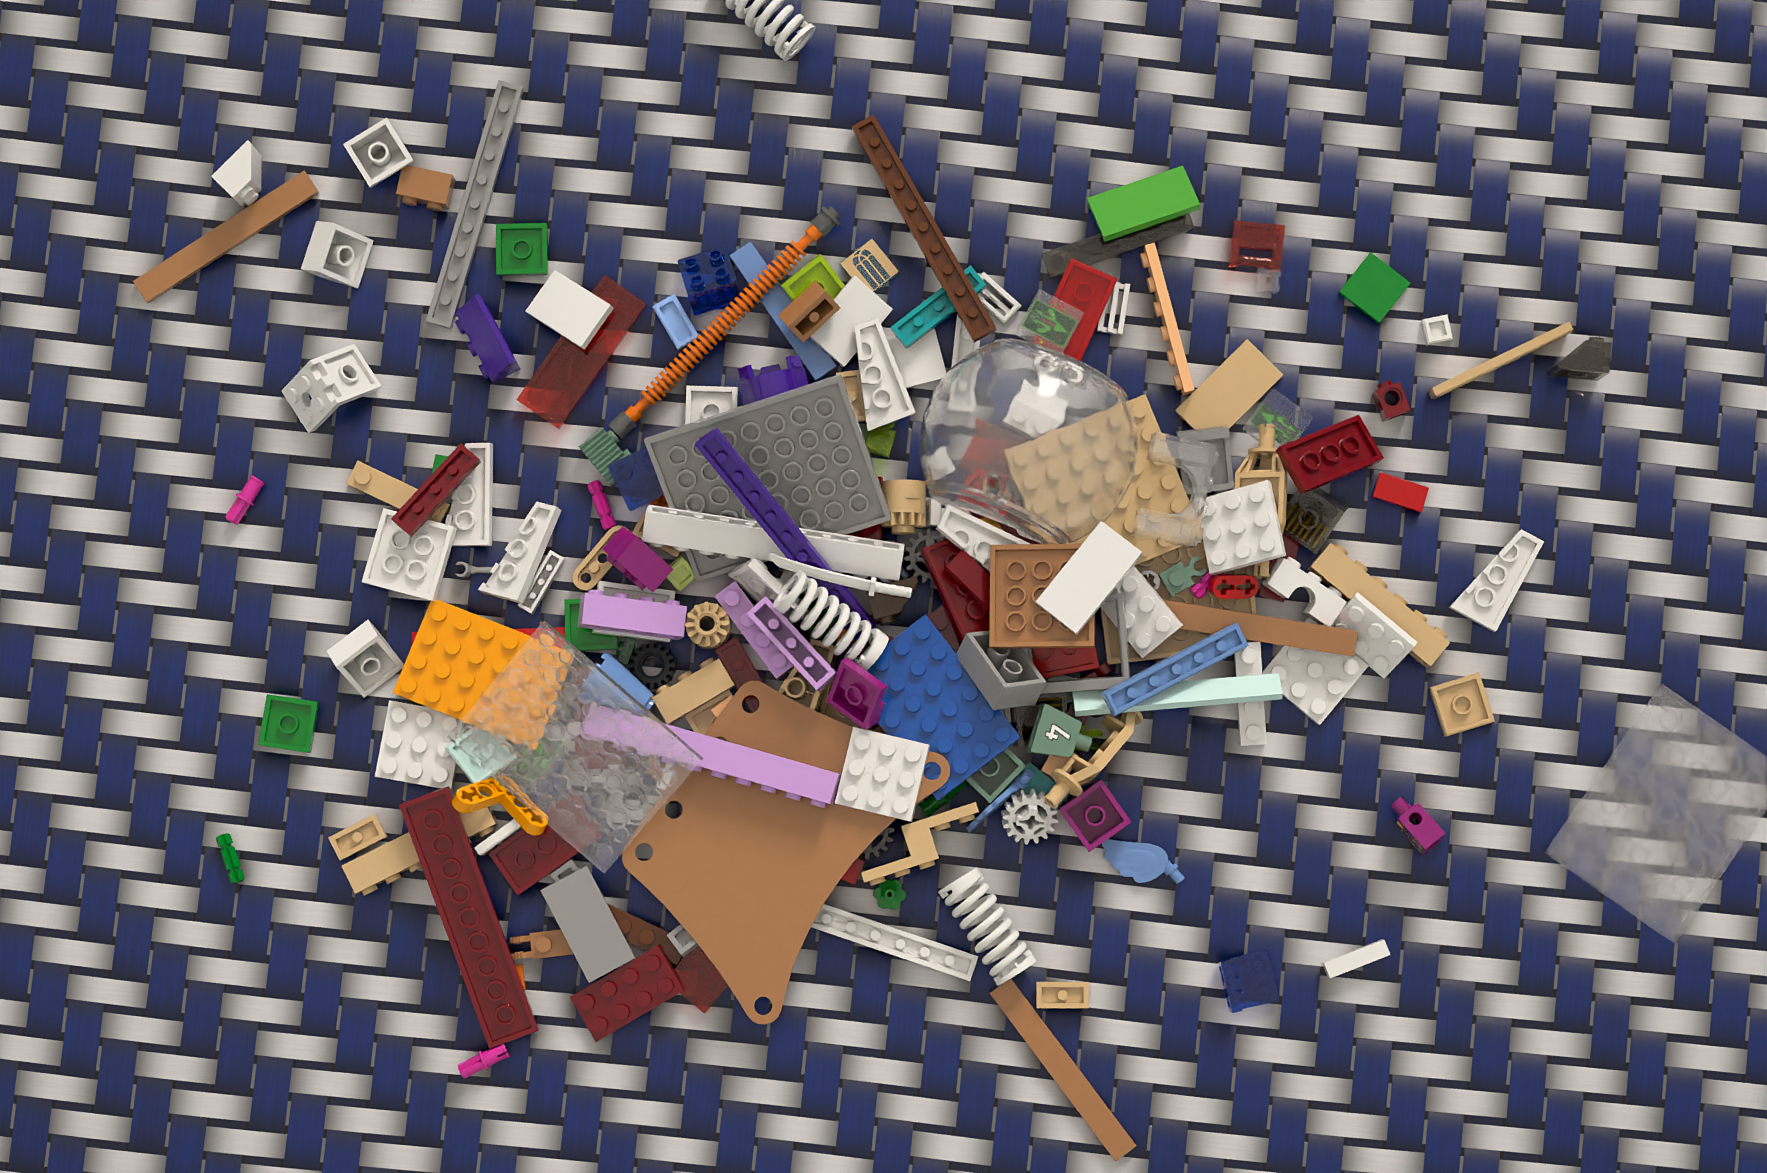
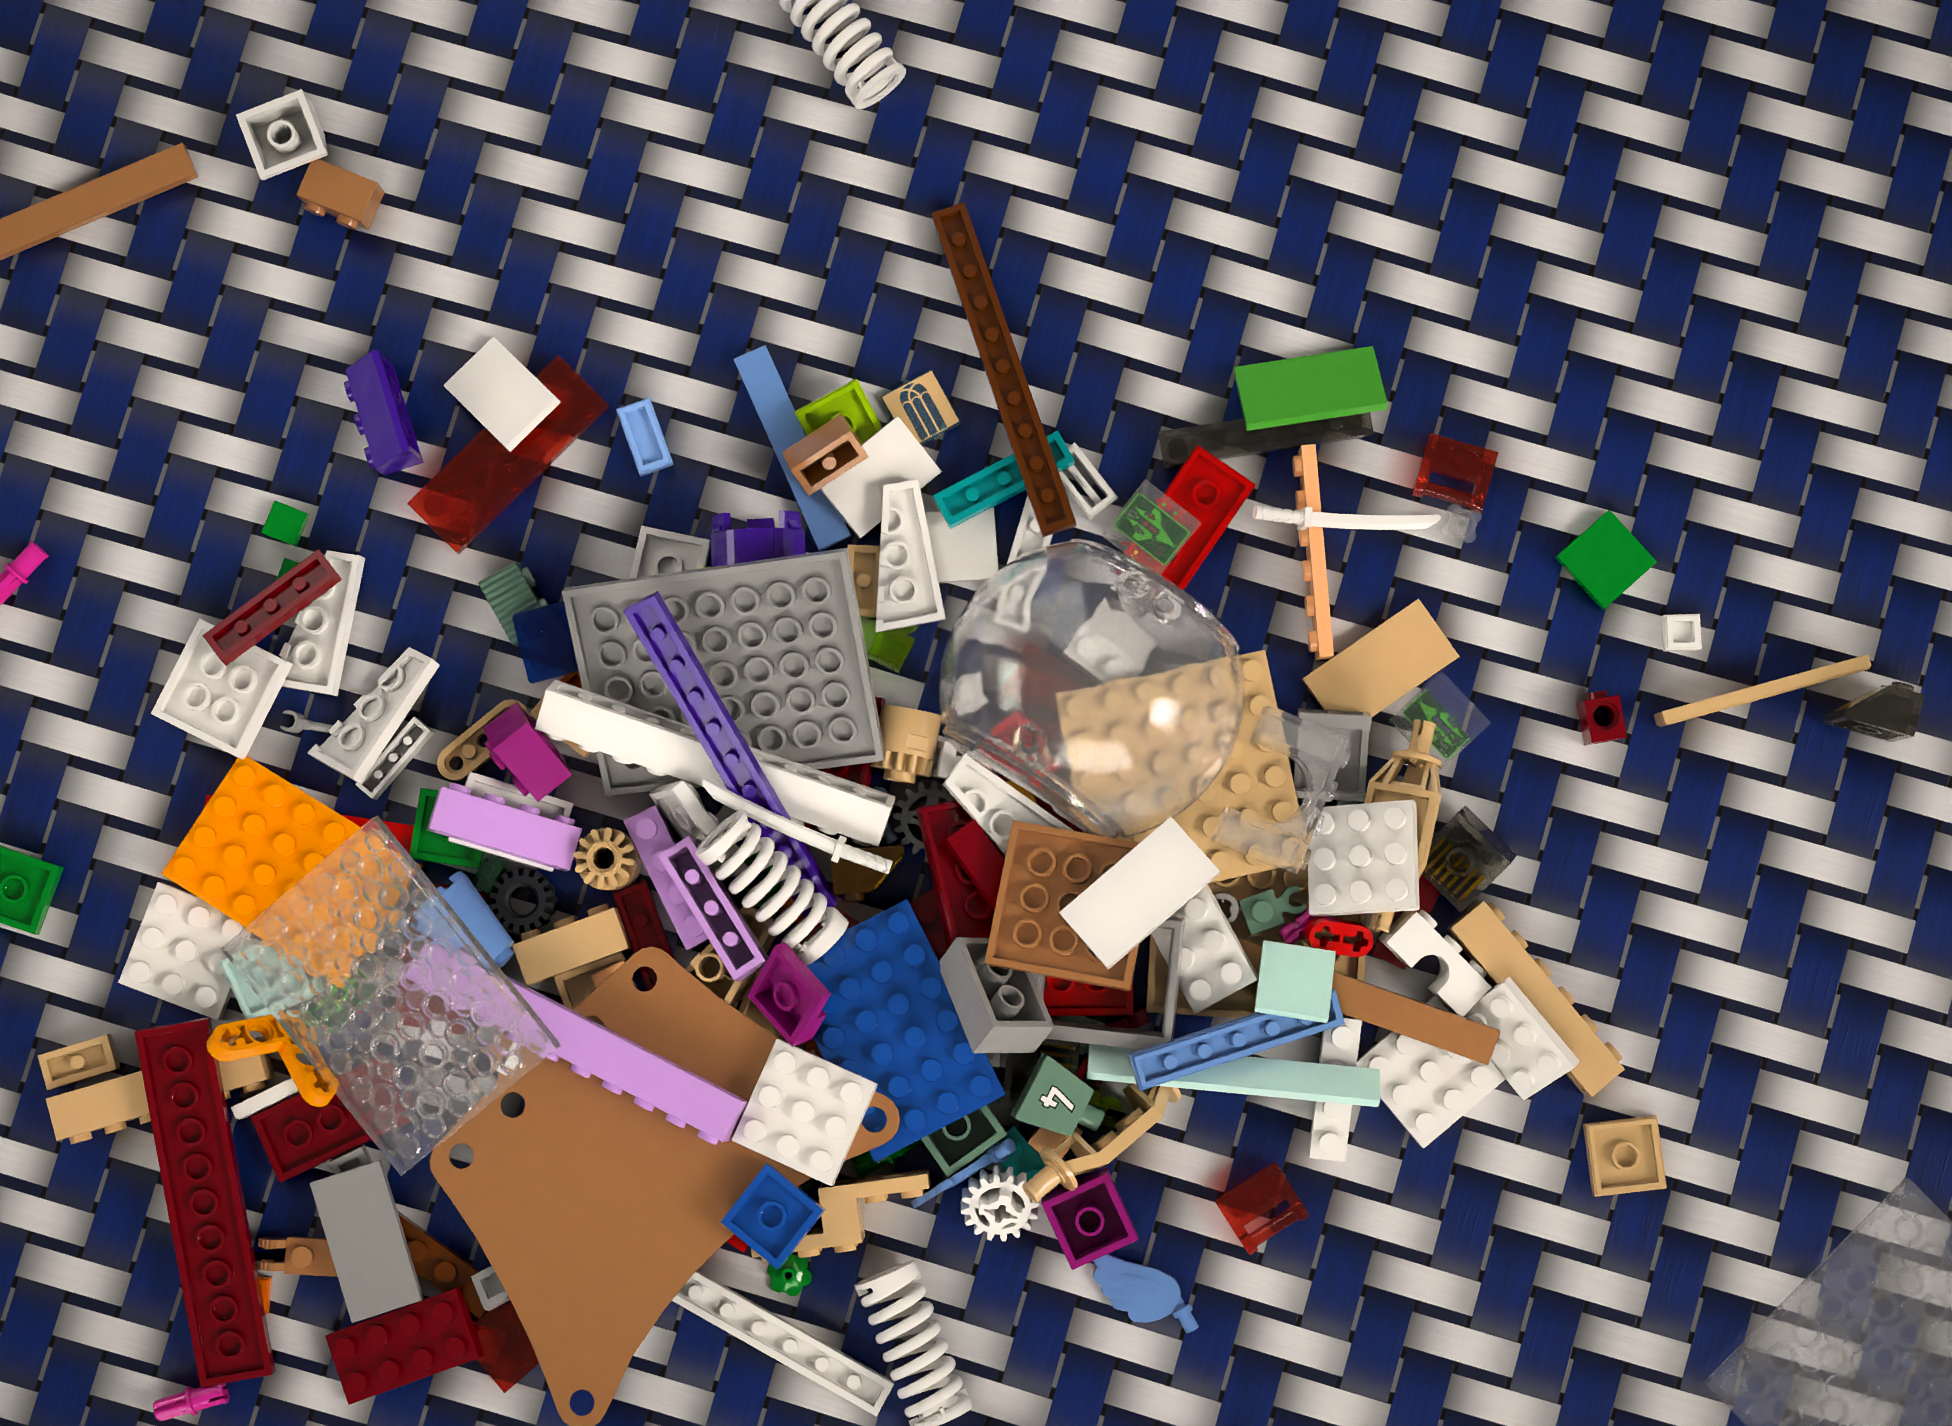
camera: 15 degrees right, 0 degrees up
(241, 175) = (93, 132): white slope -> none
(328, 385) = (147, 438): white bracket -> none
(337, 254) = (204, 263): white slope -> none
(365, 658) = (135, 819): white slope -> none
(387, 488) = (213, 594): tan plate -> none
(430, 430) = (285, 523): none -> green tile
(474, 204) = (402, 229): light grey plate -> none
(522, 249) = (454, 301): green plate -> none
(601, 504) = (496, 667): dark pink axle -> none
(681, 574) = (585, 780): yellowish green tile -> none
(709, 280) = (700, 388): clear blue bracket -> none
(821, 225) = (863, 341): orange hose -> none
(874, 849) = (773, 1216): none -> blue plate
(1110, 329) = (1233, 552): white tile -> none
(1157, 296) = (1306, 518): none -> white sword
(1207, 780) = (1255, 1197): none -> clear red plate
(1208, 621) = (1295, 981): none -> light aqua tile
(1329, 454) = (1504, 778): dark red plate -> none
(1400, 492) = (1591, 847): red tile -> none
(1426, 833) = (1544, 1329): magenta torso -> none
(1496, 586) = (1703, 999): white wing -> none

